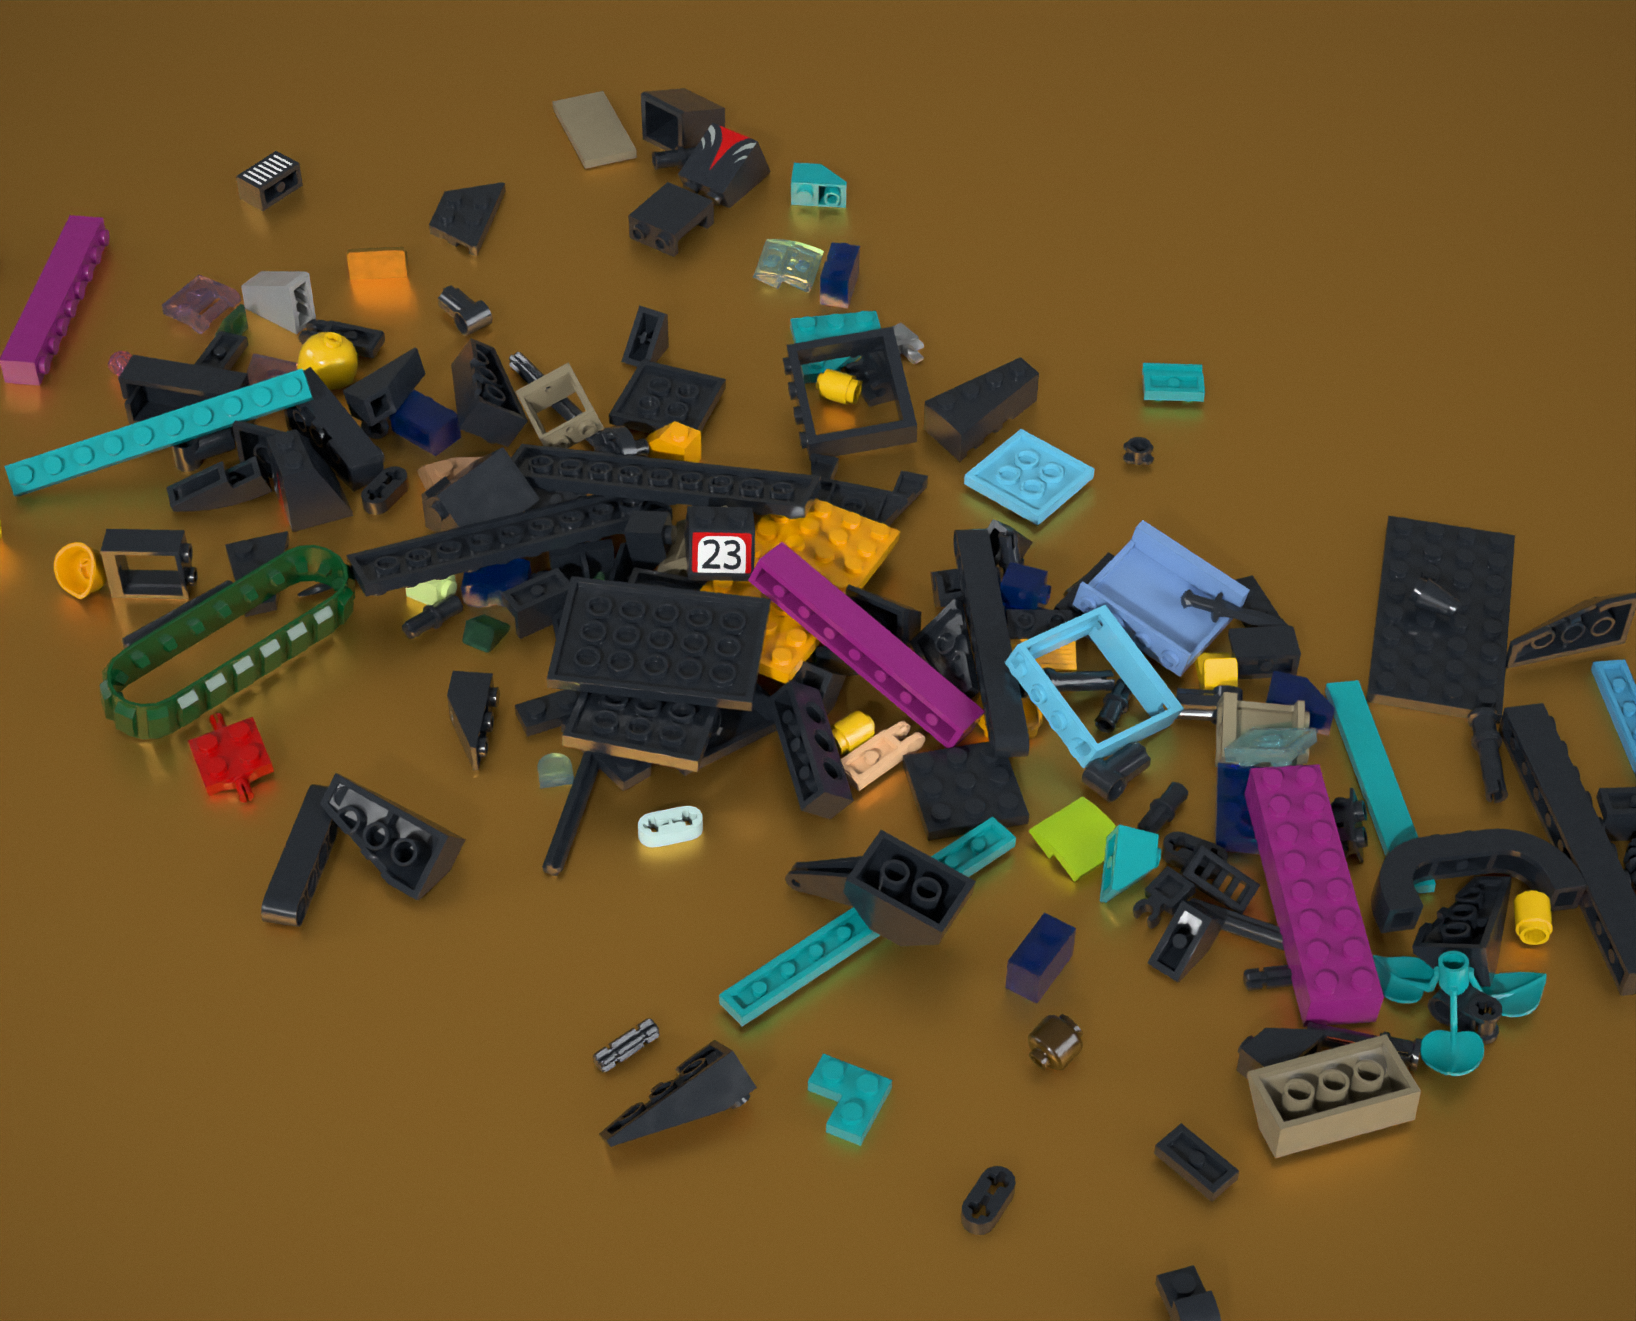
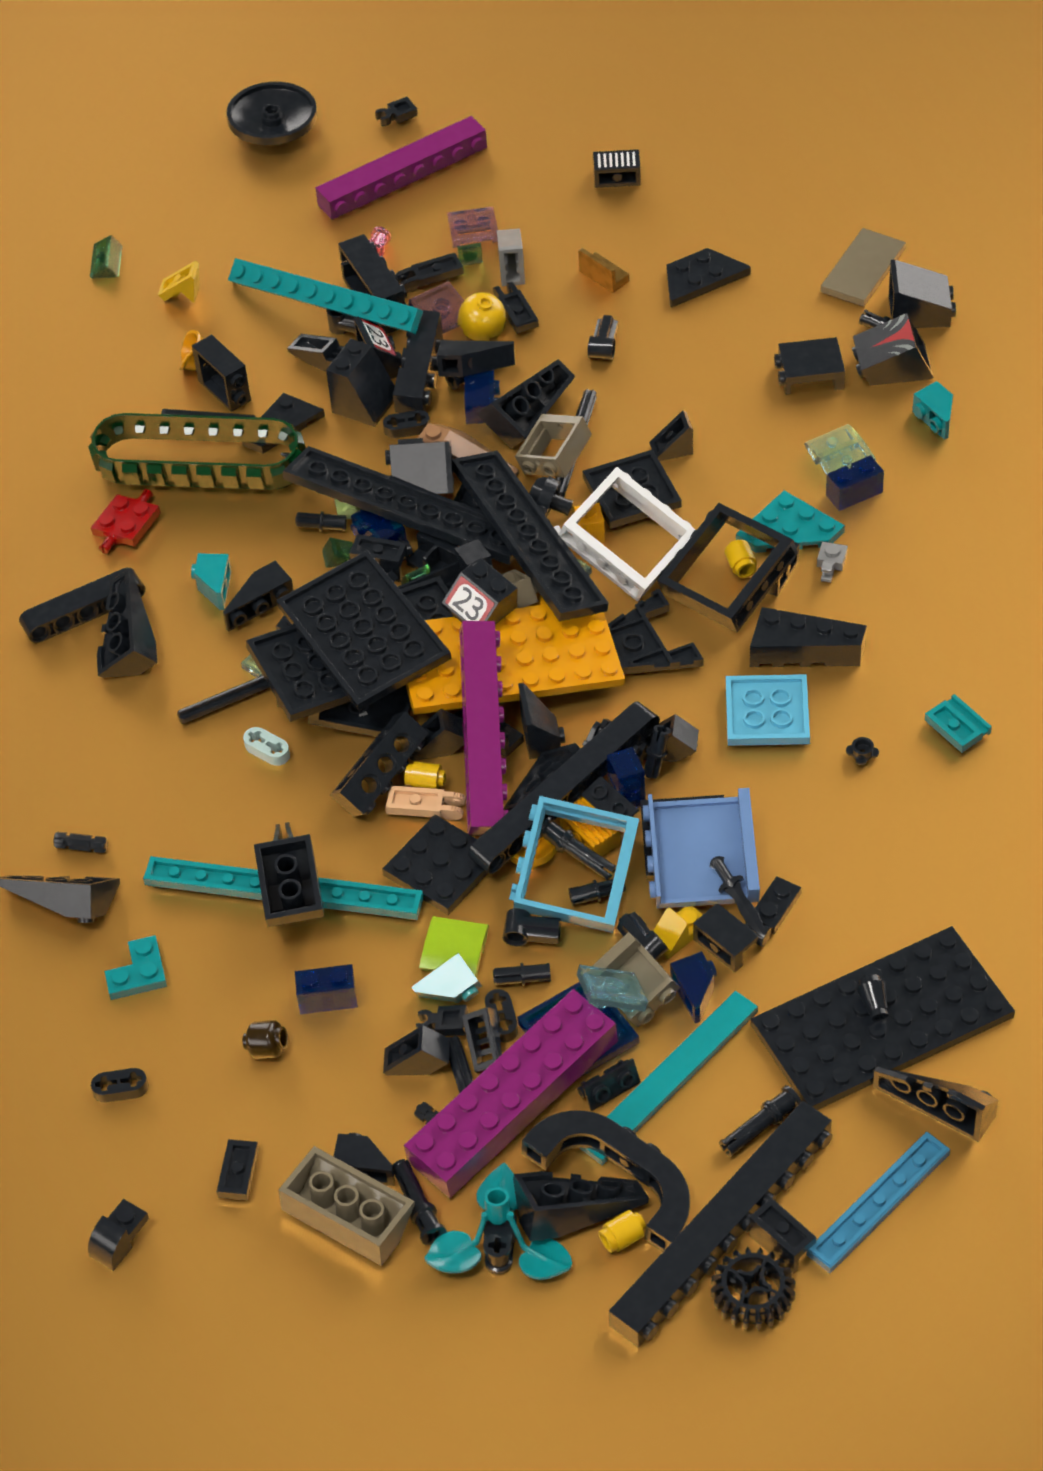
camera: 55 degrees right, 5 degrees up
(404, 735) = (213, 577): none -> teal slope
(686, 389) = (606, 560): none -> white window

